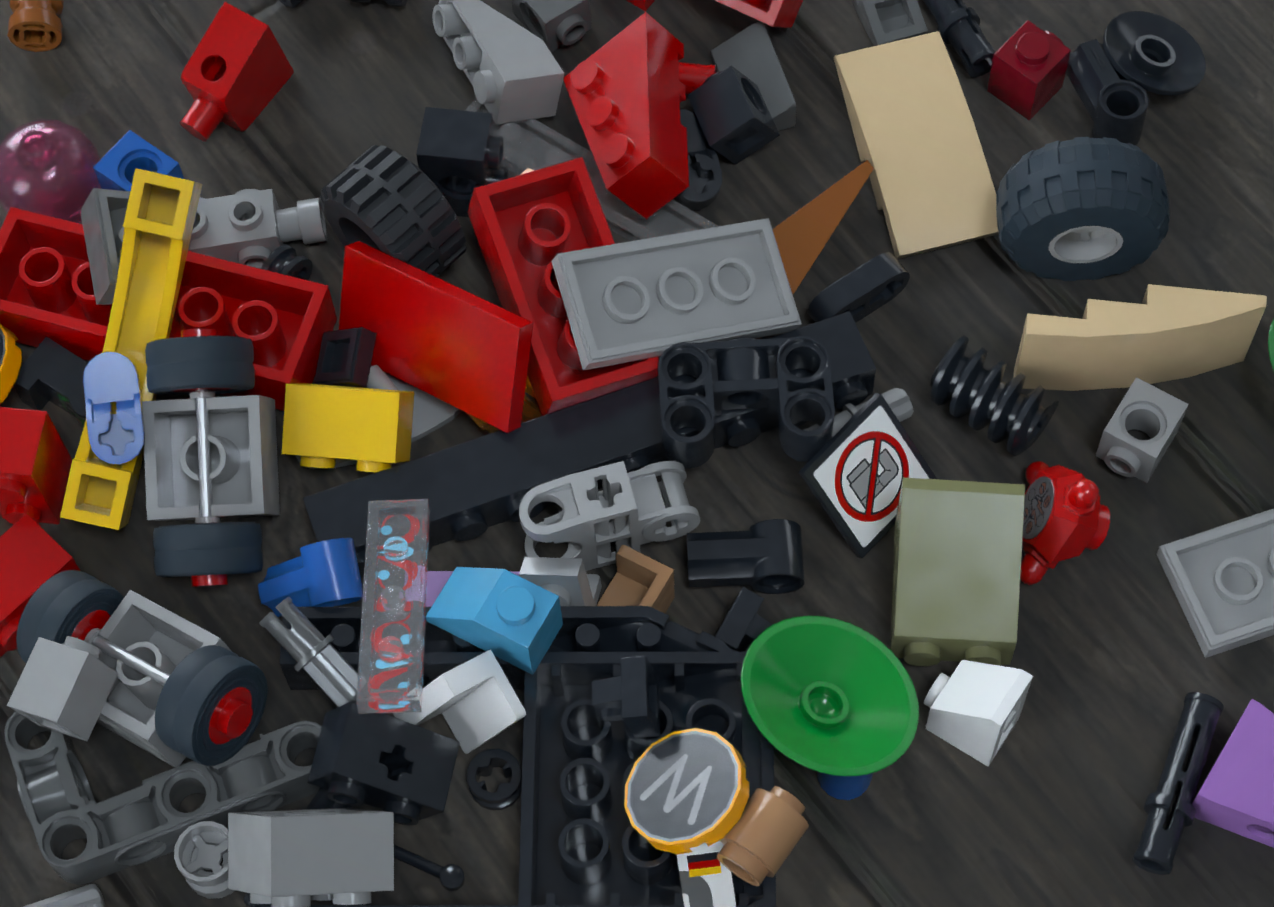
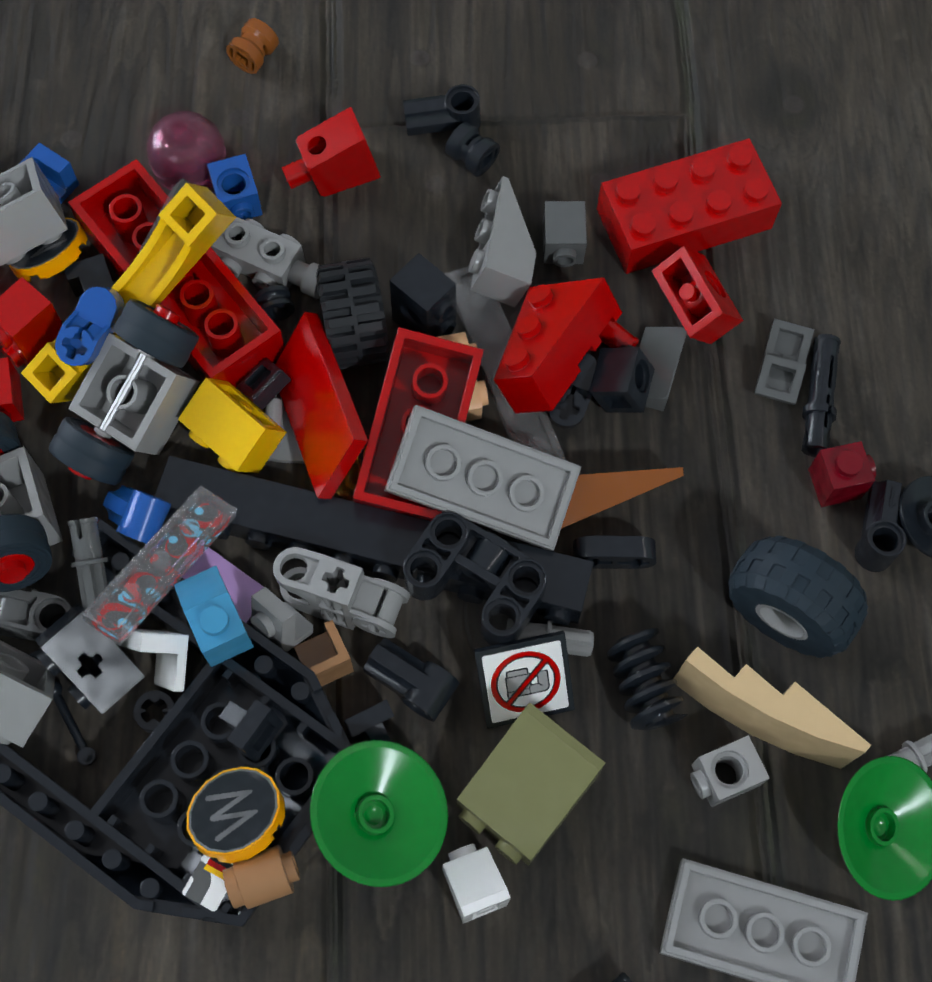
camera: 30 degrees right, 5 degrees up
(920, 142) = (730, 476): tan slope -> none
(1059, 518) = (626, 793): red rock -> none

